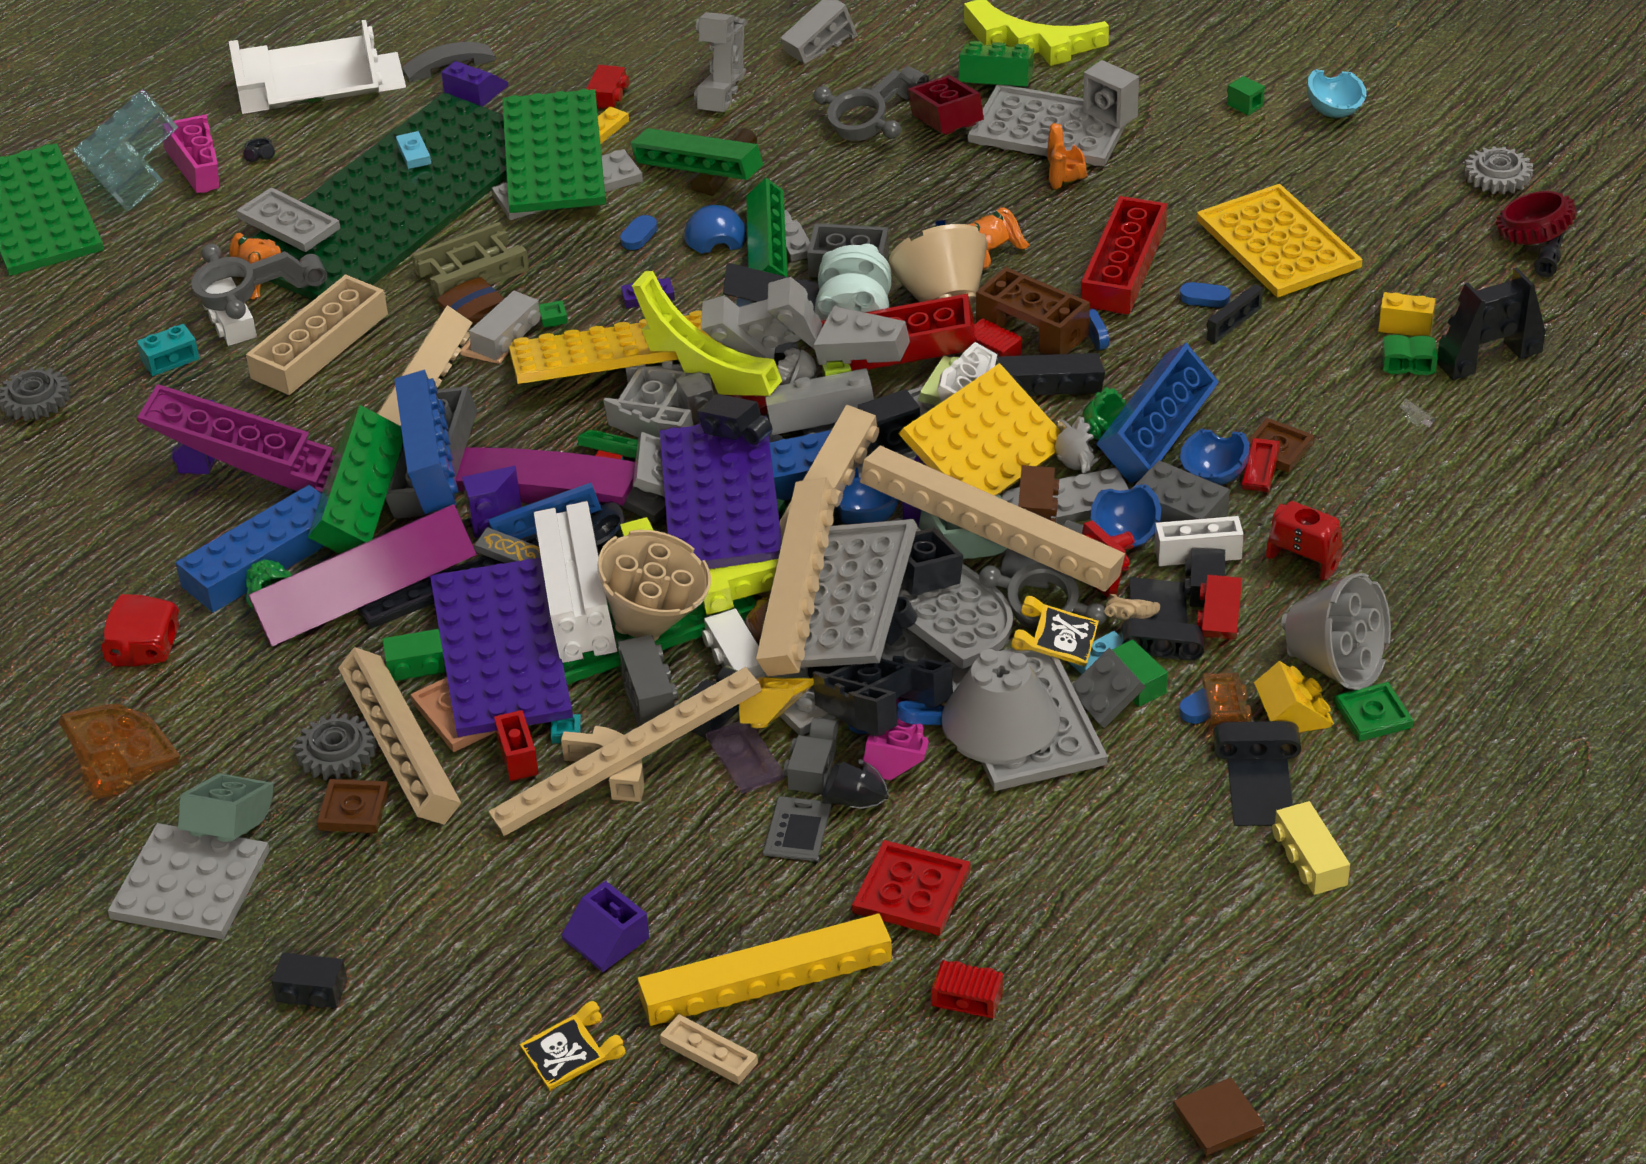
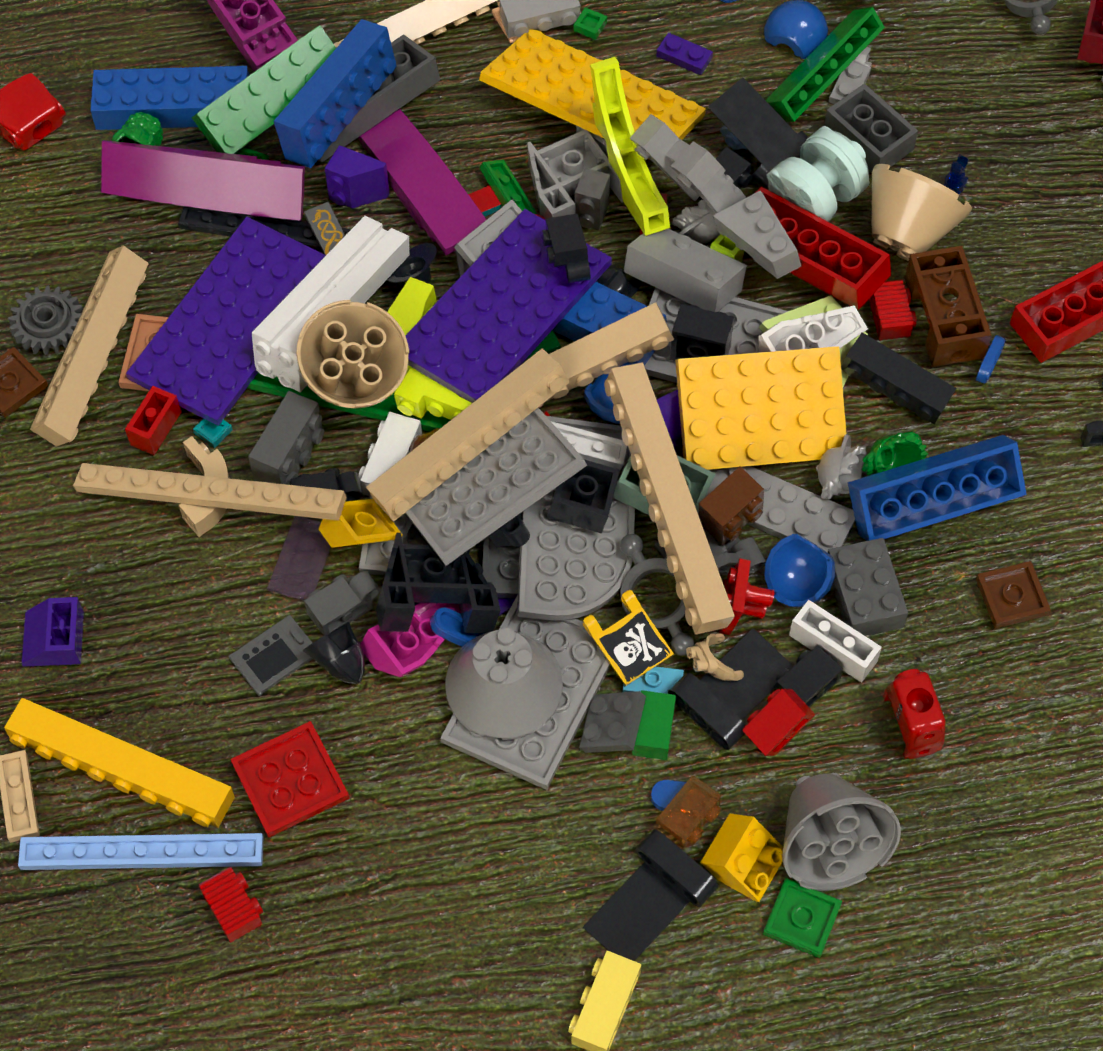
camera: 40 degrees right, 20 degrees up
(414, 654) = (170, 276): green brick -> none
(521, 521) = (352, 211): blue plate -> none
(852, 1012) = (141, 851): none -> light blue plate
(998, 229) = (1005, 194): orange hair -> none
(1215, 457) = (936, 568): blue cylinder -> none
(1261, 465) = (973, 604): red tile -> none

